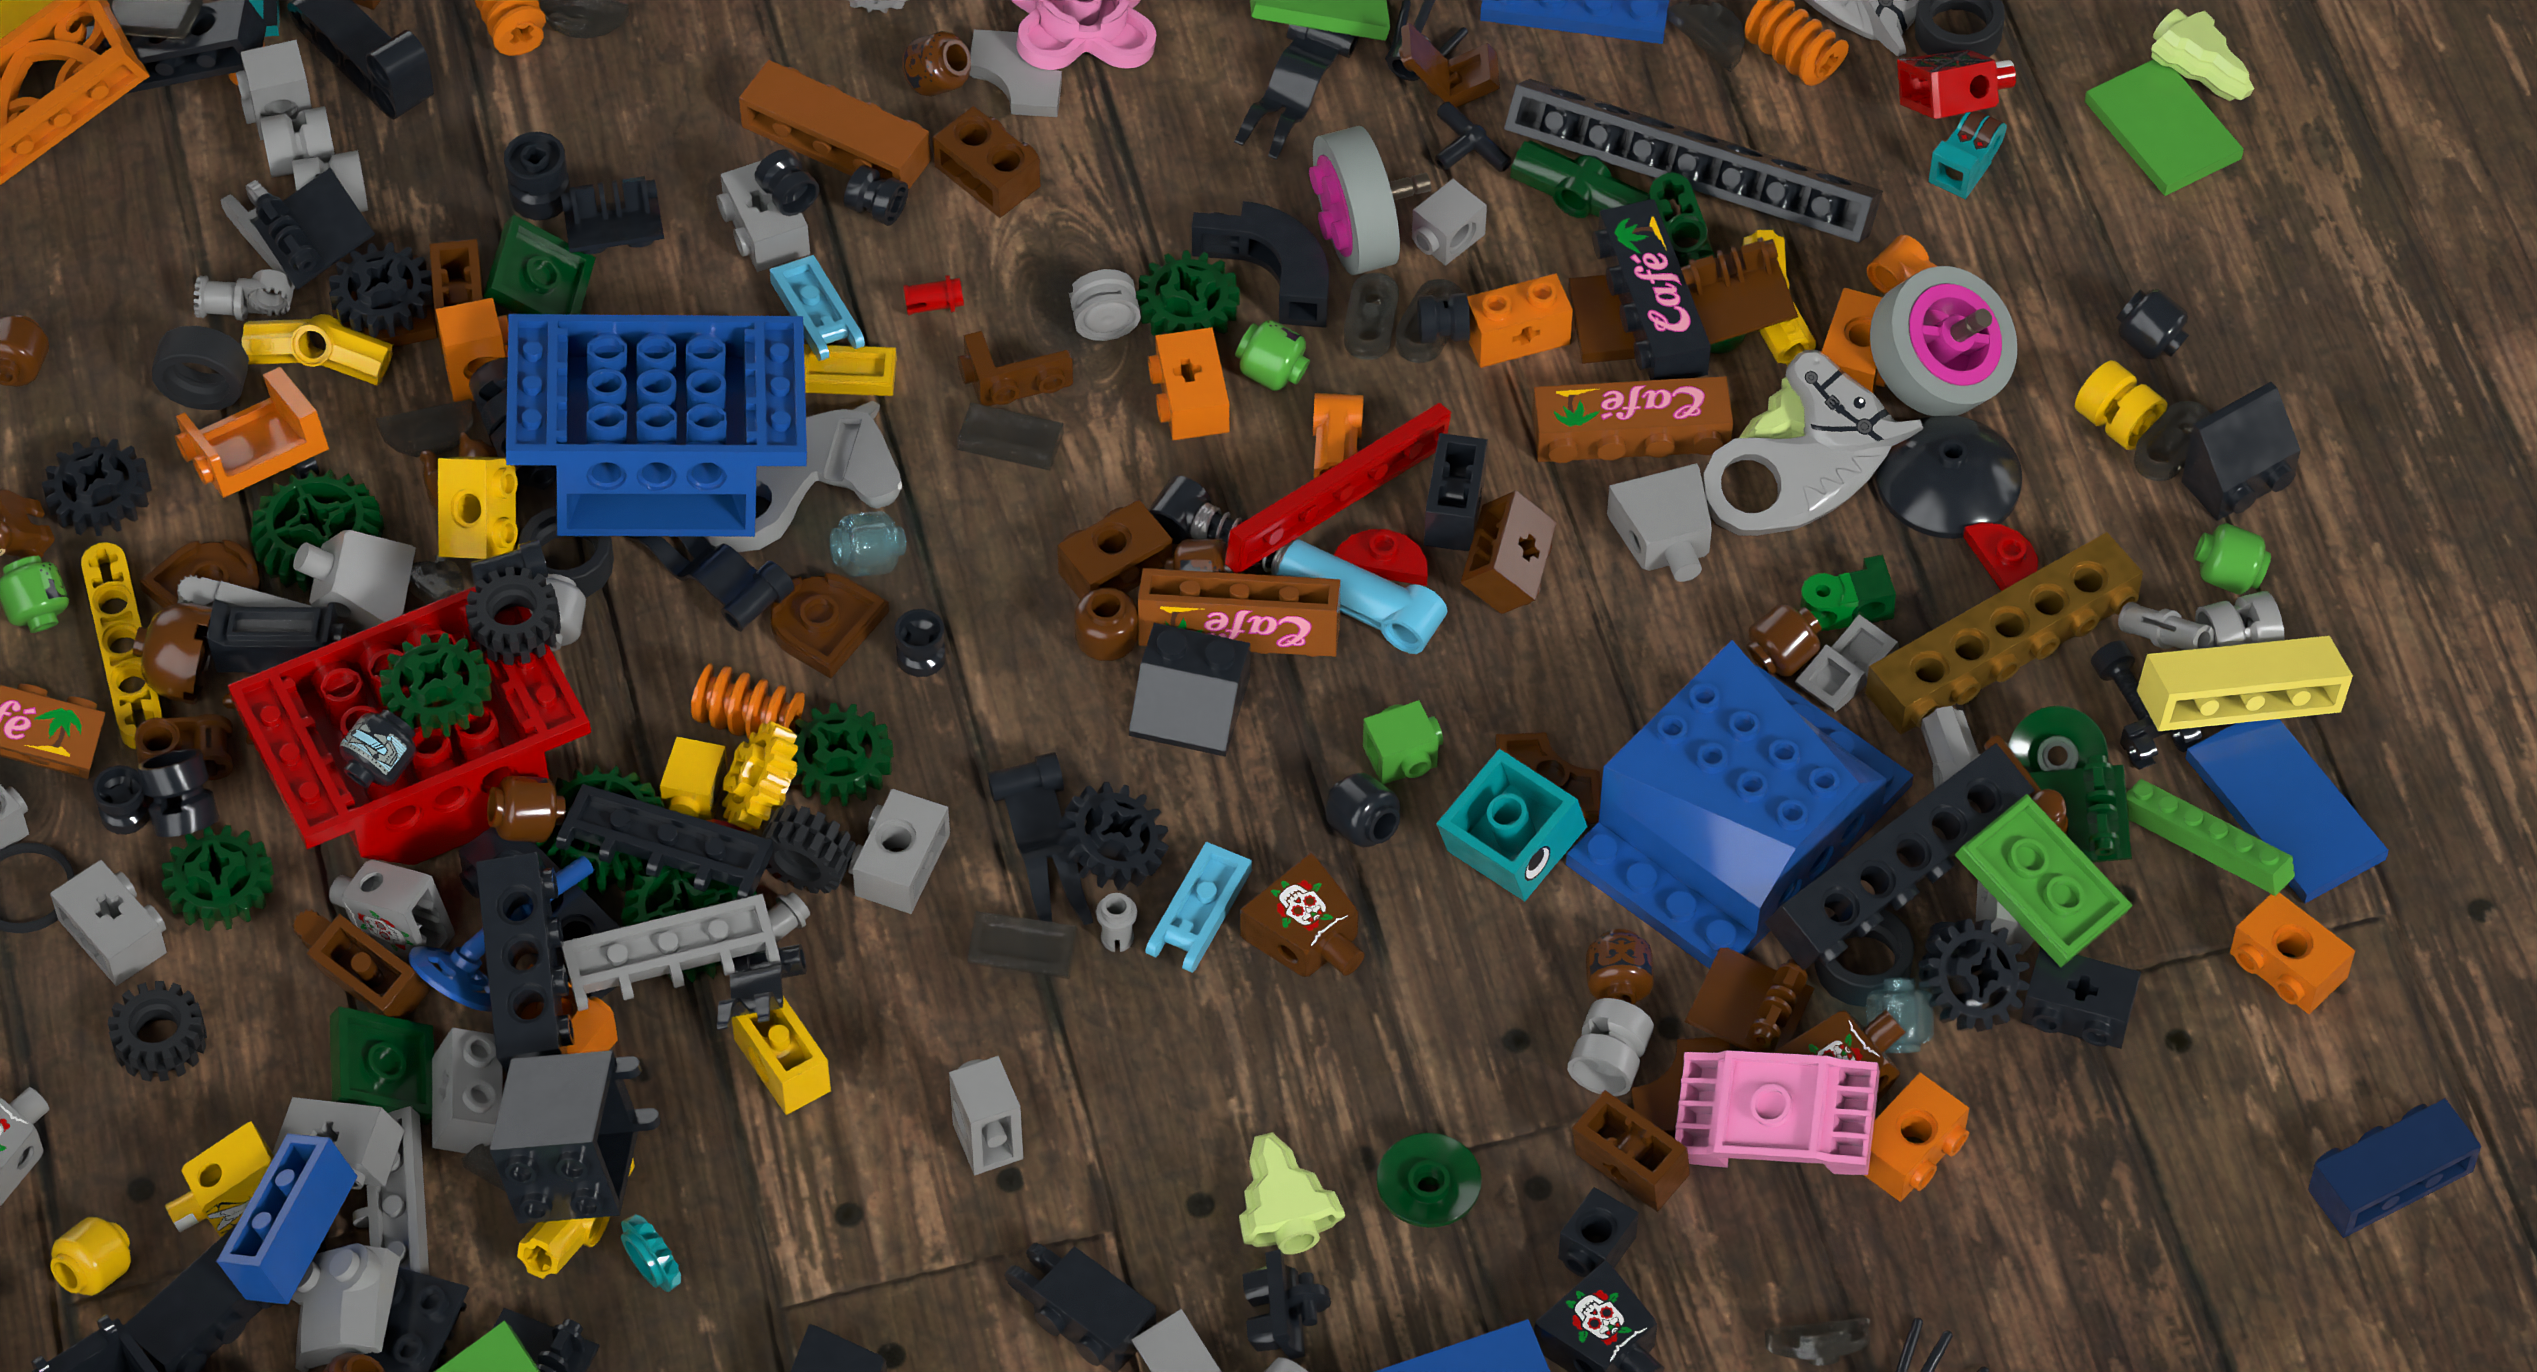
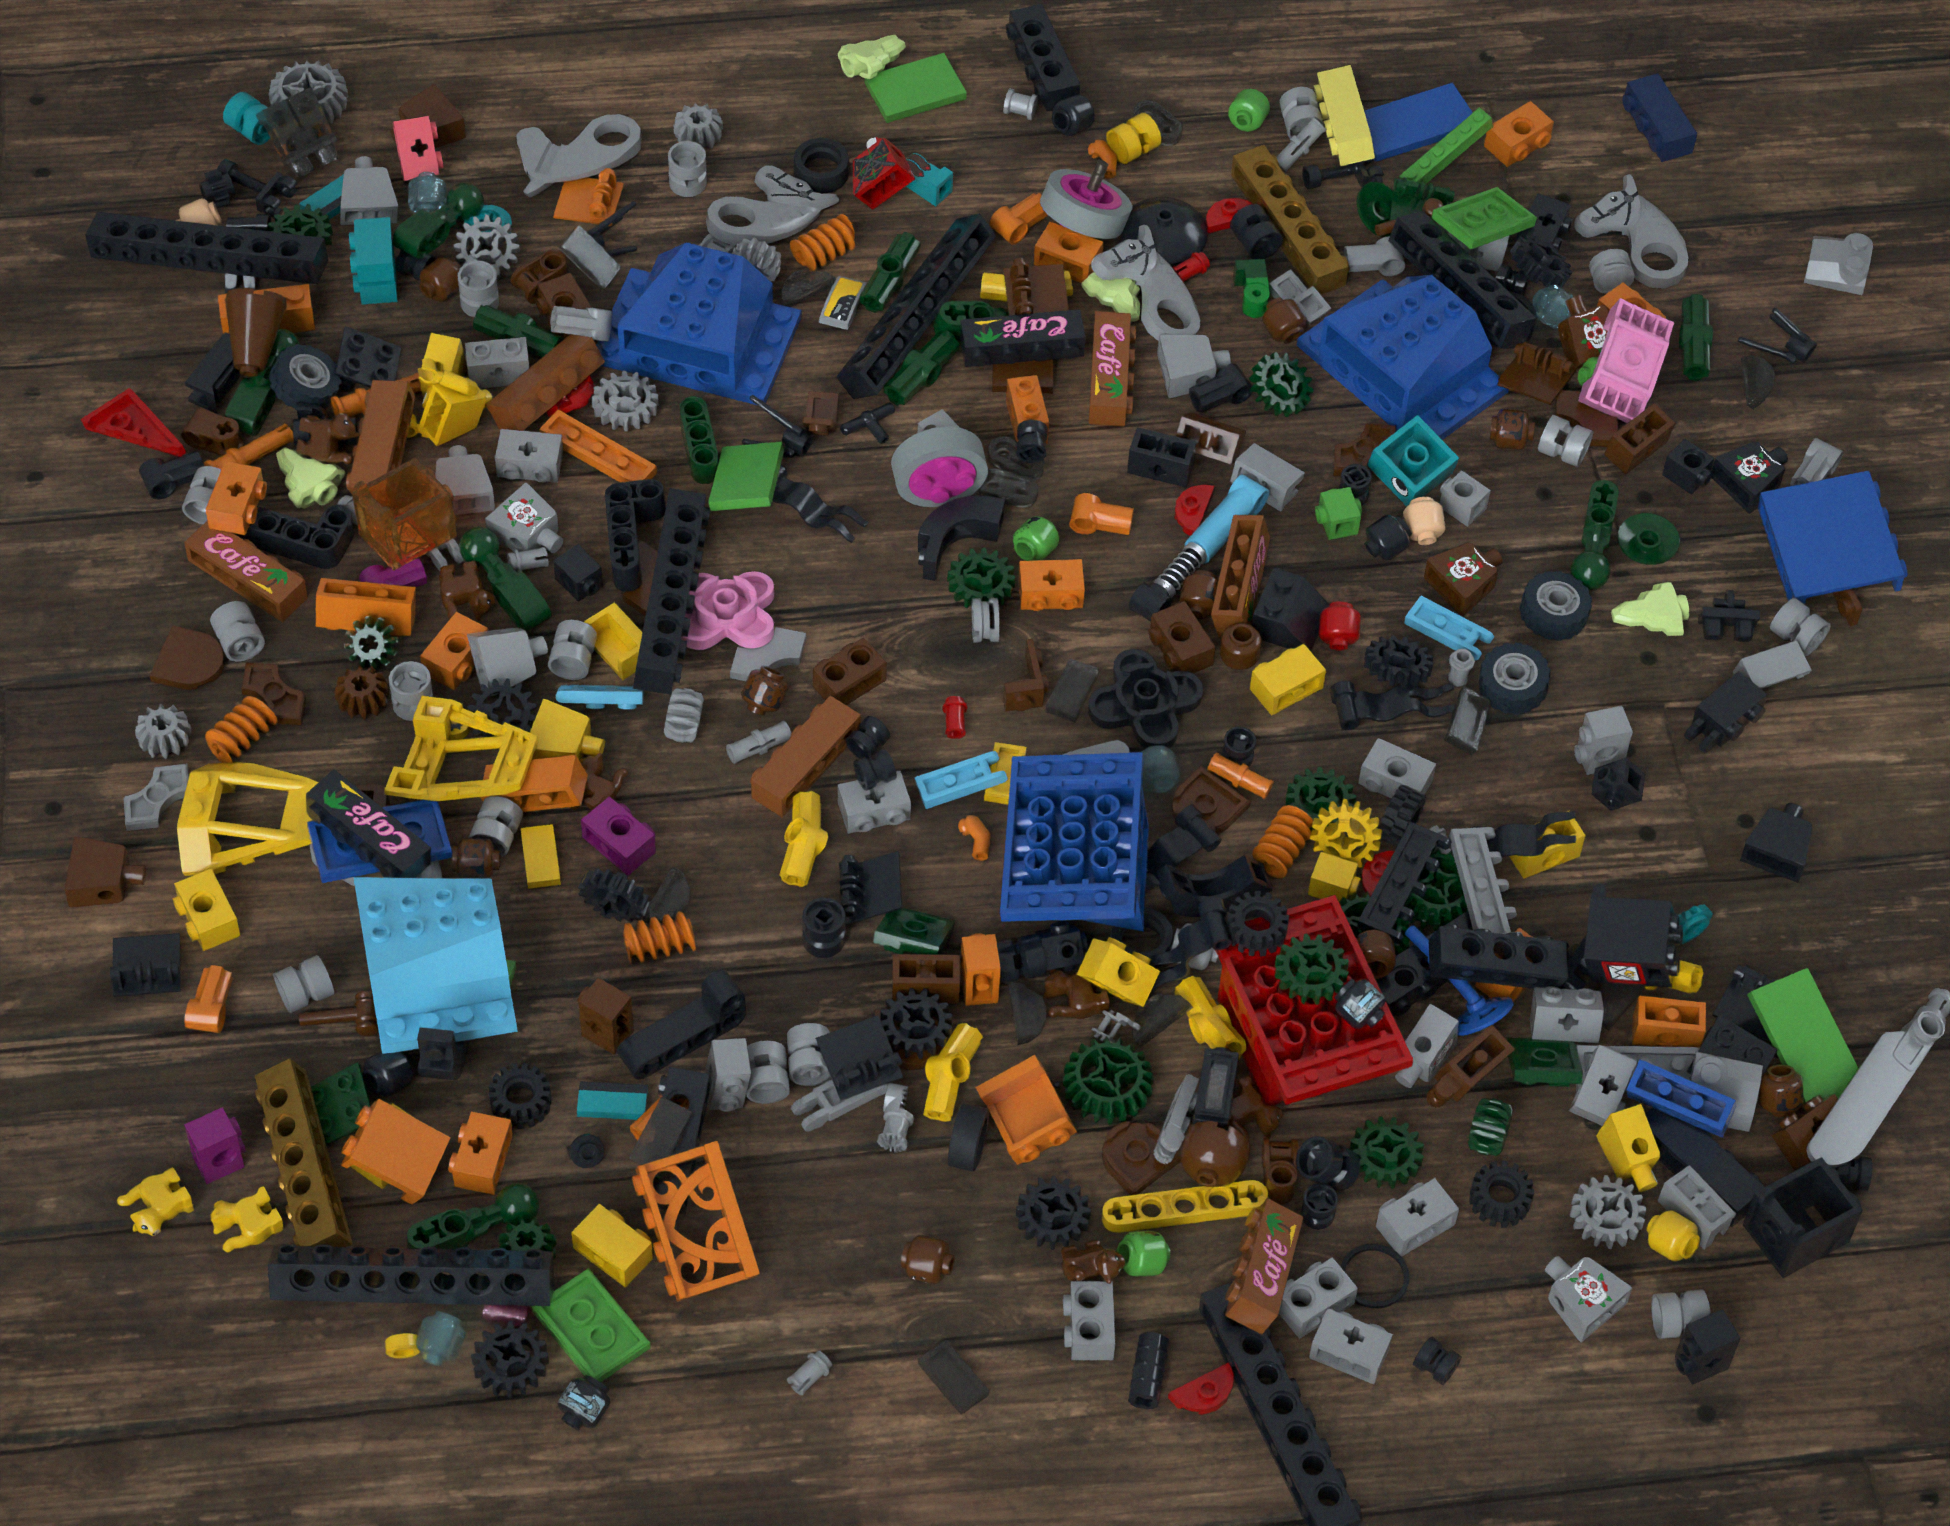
camera: 85 degrees left, 0 degrees up
(129, 1170) = (1612, 1224): none -> light grey gear
(136, 1276) = (1698, 1202): none -> light grey hinge
(258, 998) = (1490, 1126): none -> dark green gear
(360, 575) = (1170, 1043): light grey torso -> none
(415, 529) = (1119, 1018): none -> light grey piece
(462, 1227) = (1668, 1022): none -> orange brick
(646, 613) = (1228, 883): none -> black arch
(690, 140) = (803, 838): none -> yellow piece
(856, 75) = (758, 742): none -> light grey pin
(872, 653) = (1240, 775): none -> orange pin
(906, 1161) = (1618, 784): none -> black brick
(998, 522) = (1145, 699): none -> black plant
(1061, 695) = (1287, 679): none -> yellow brick
(1118, 1026) = (1517, 662): none -> black wheel
(1174, 756) = (1339, 625): none -> red head
(1261, 1080) = (1555, 605): none -> black wheel
(1336, 489) = (1157, 511): red tile -> none
(1347, 1094) = (1592, 565): none -> dark green beam
(1406, 858) = (1425, 520): none -> light nougat head
(1458, 641) = (1269, 472): none -> light grey hinge
(1460, 757) = (1358, 479): none -> black wheel
(1461, 929) = (1464, 498): none -> light grey brick
(1625, 650) = (1281, 384): none -> dark green gear
(1629, 577) = (1227, 386): none -> black piece
(1681, 76) = (842, 303): none -> slope
(1762, 126) = (889, 272): none -> dark green piece
(1880, 517) = (1196, 264): none -> red pin
(1893, 1240) = (1695, 337): none -> dark green piece
(1960, 583) = (1256, 231): none -> black wheel
(2002, 1099) = (1611, 269): none -> light grey wheel
(2068, 387) = (1104, 151): none -> orange arm
(2158, 1155) = (1647, 232): none -> light grey animal
(2159, 260) = (1020, 104): none -> light grey bush
(2241, 453) = (1180, 90): black slope -> none
(2270, 274) = (1042, 55): none -> black brick

